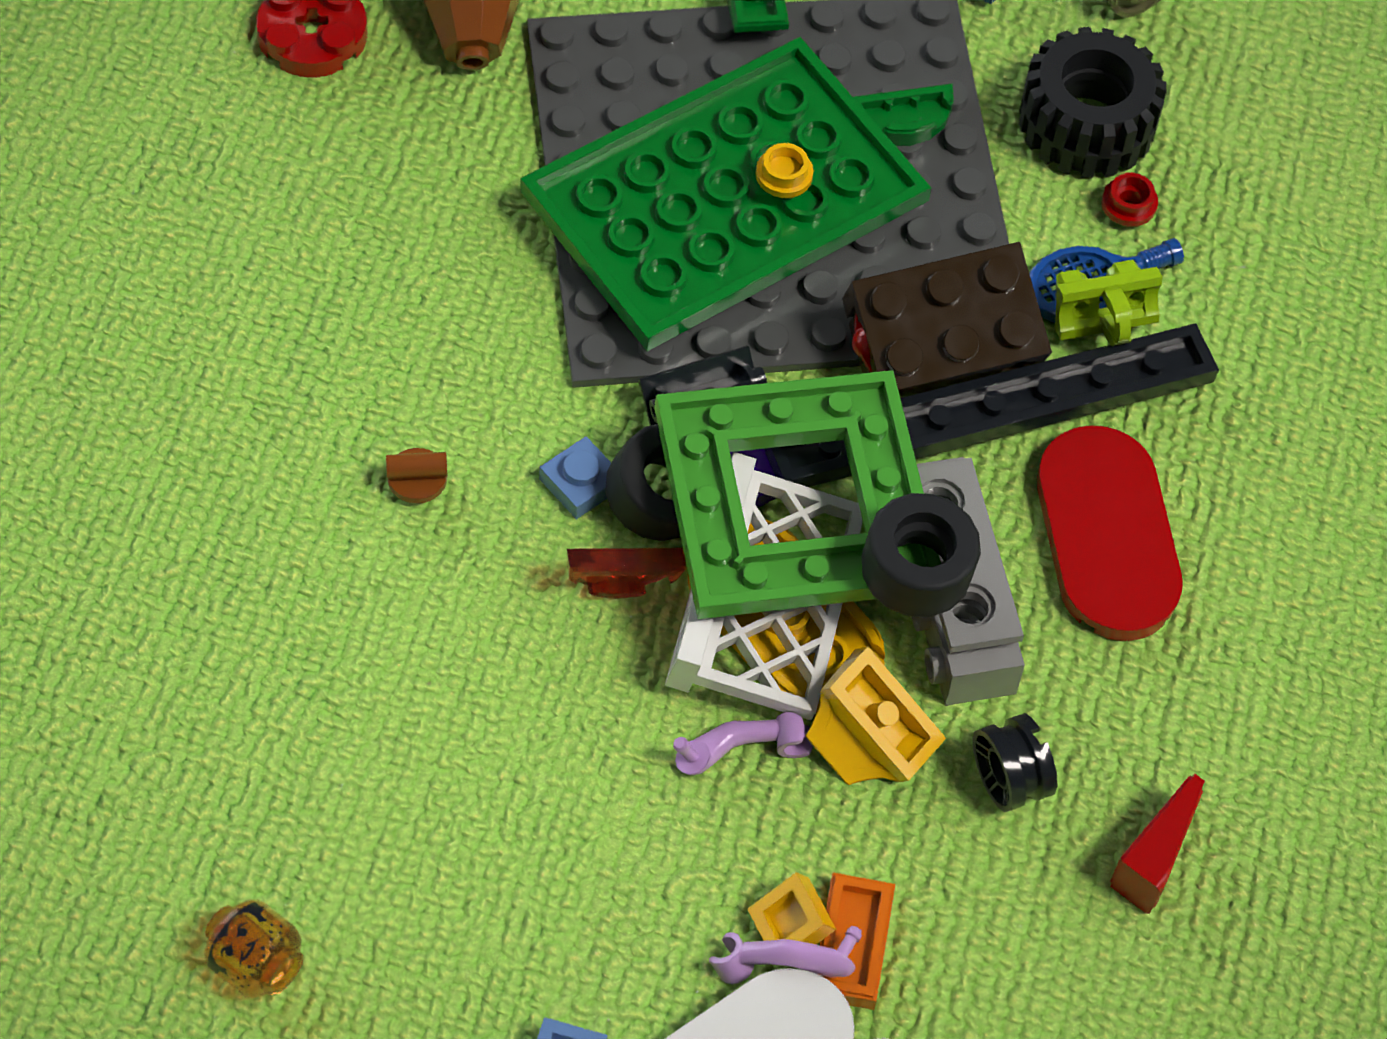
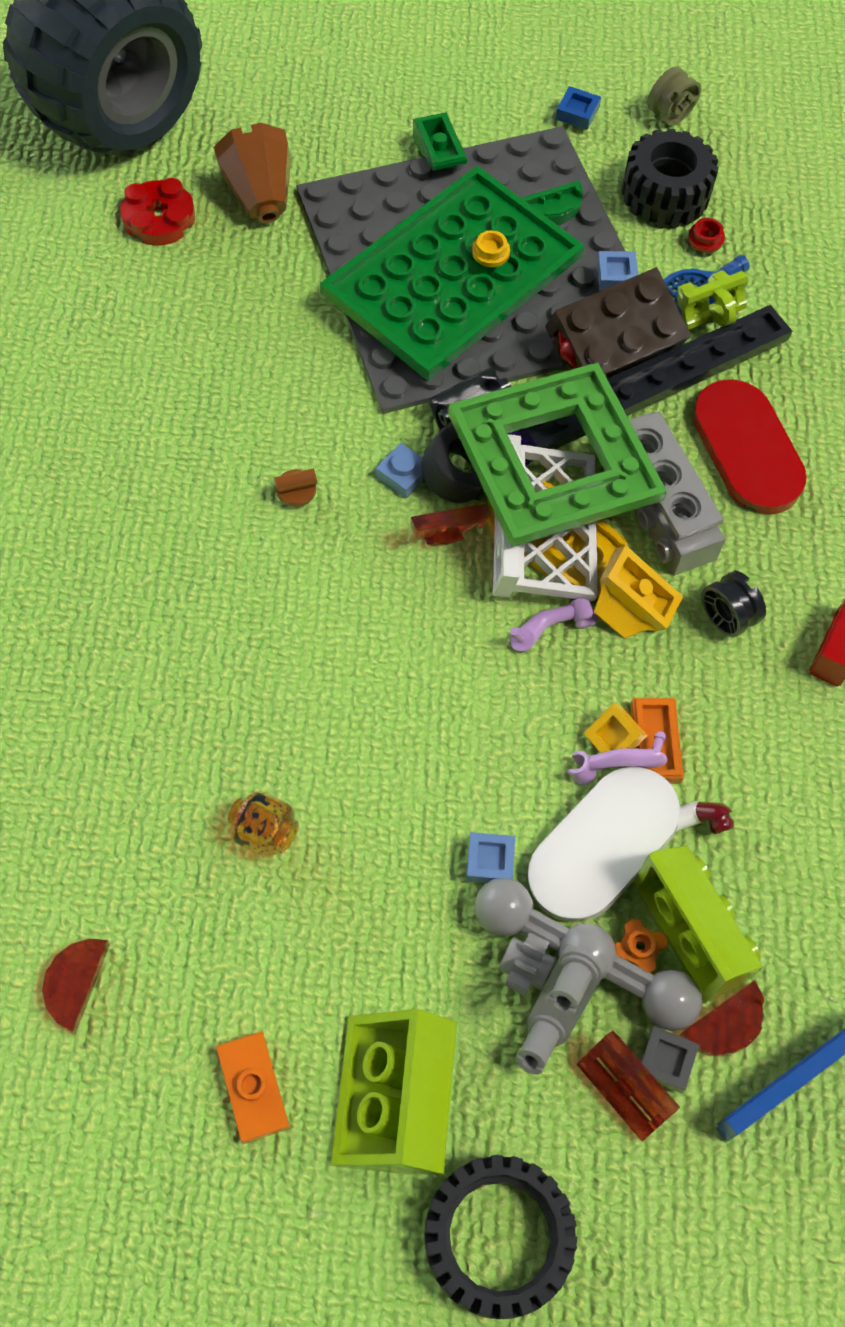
camera: 10 degrees left, 5 degrees up
(929, 522) = (659, 457): black tyre -> none
(971, 228) = (615, 267): none -> medium blue plate

